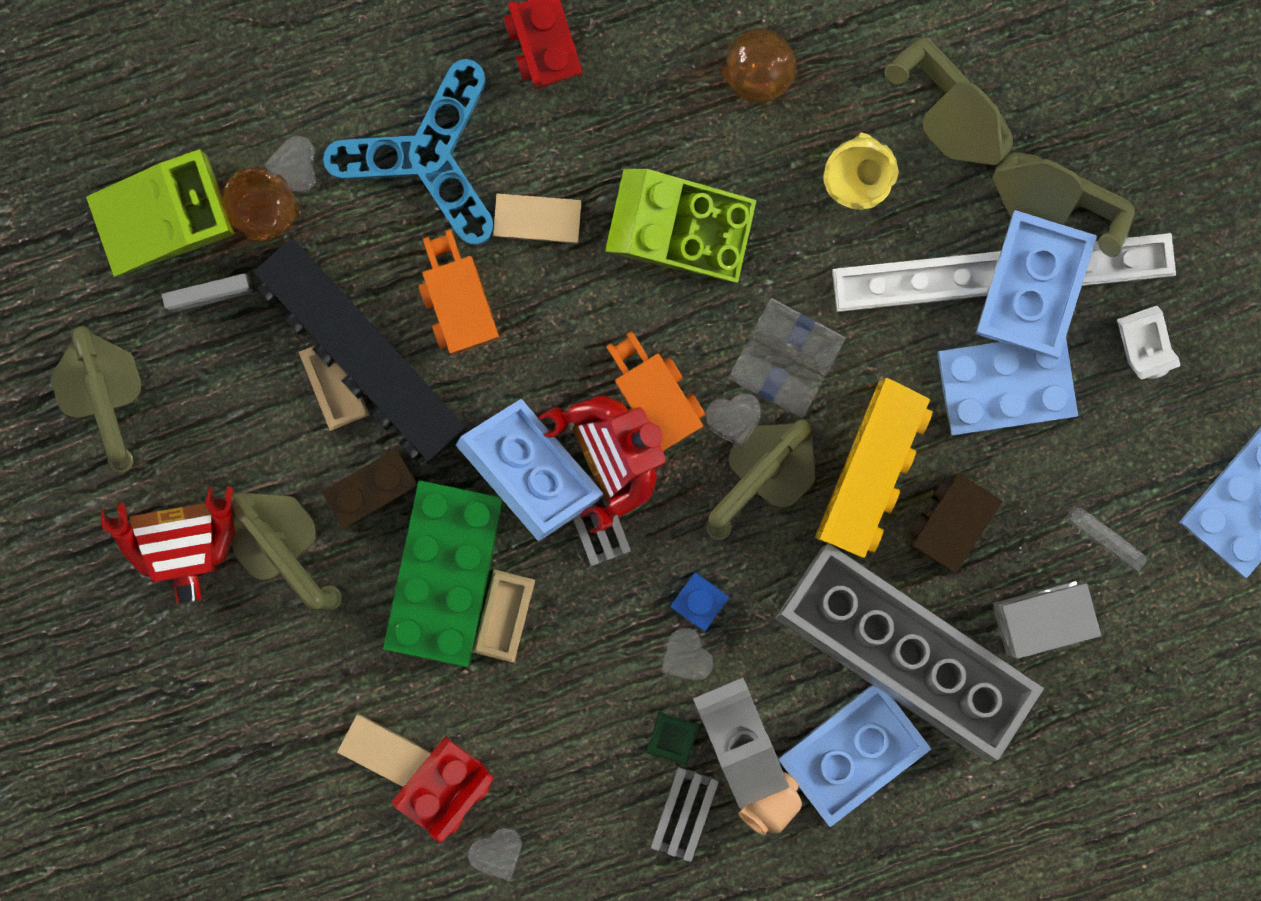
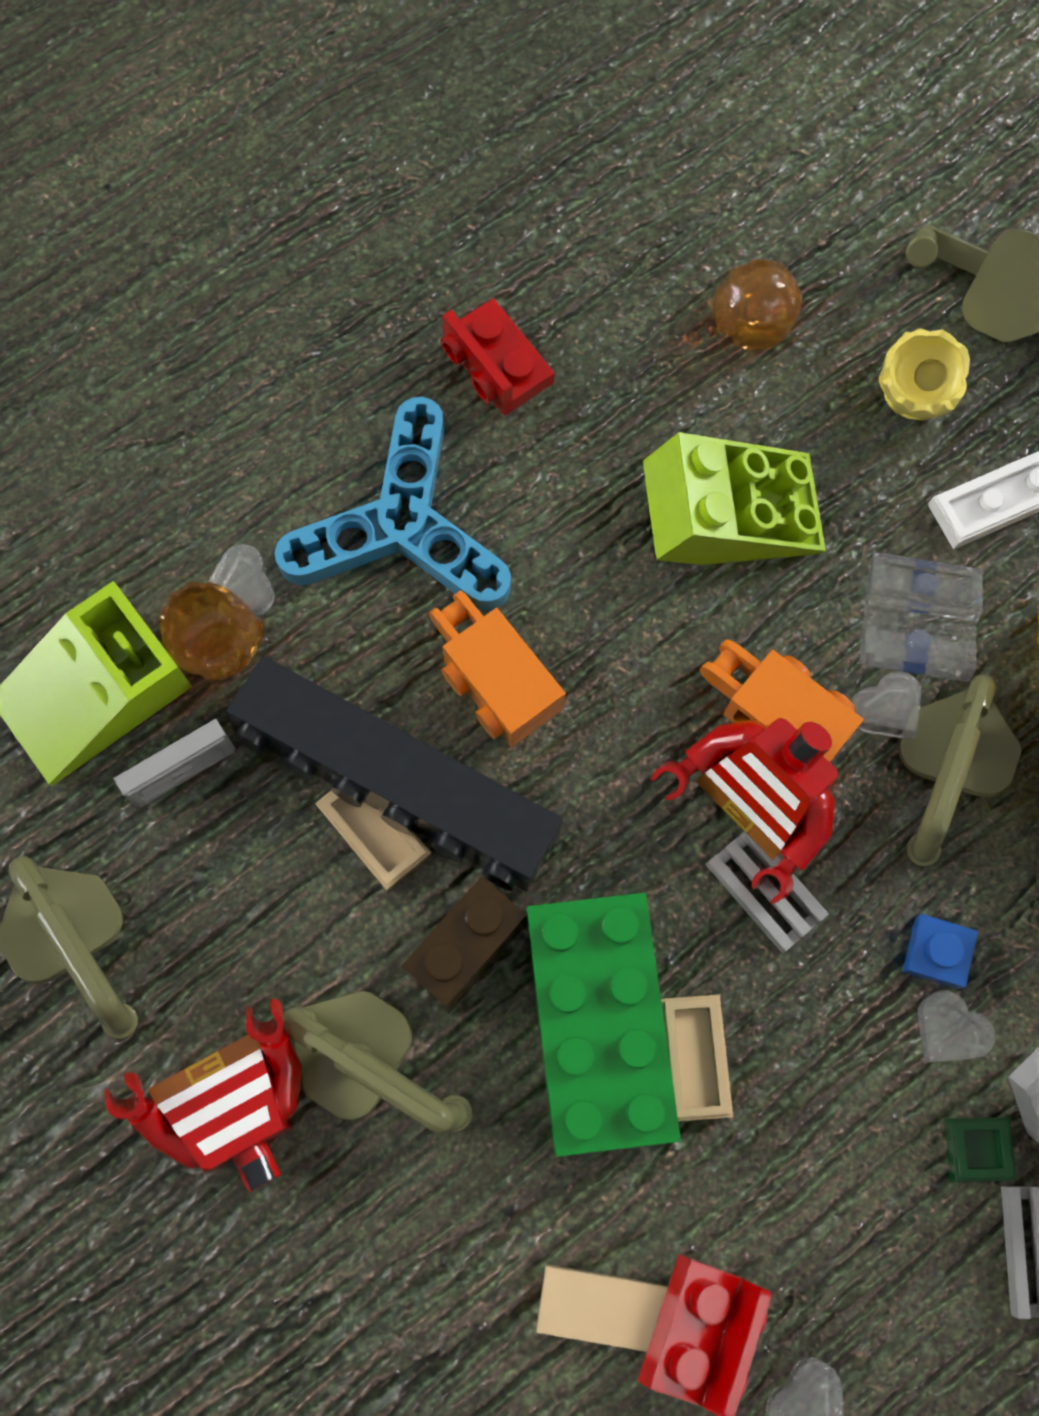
camera: 20 degrees left, 15 degrees down
(529, 470) = (665, 848): light blue plate -> none
(537, 218) = (559, 551): tan tile -> none

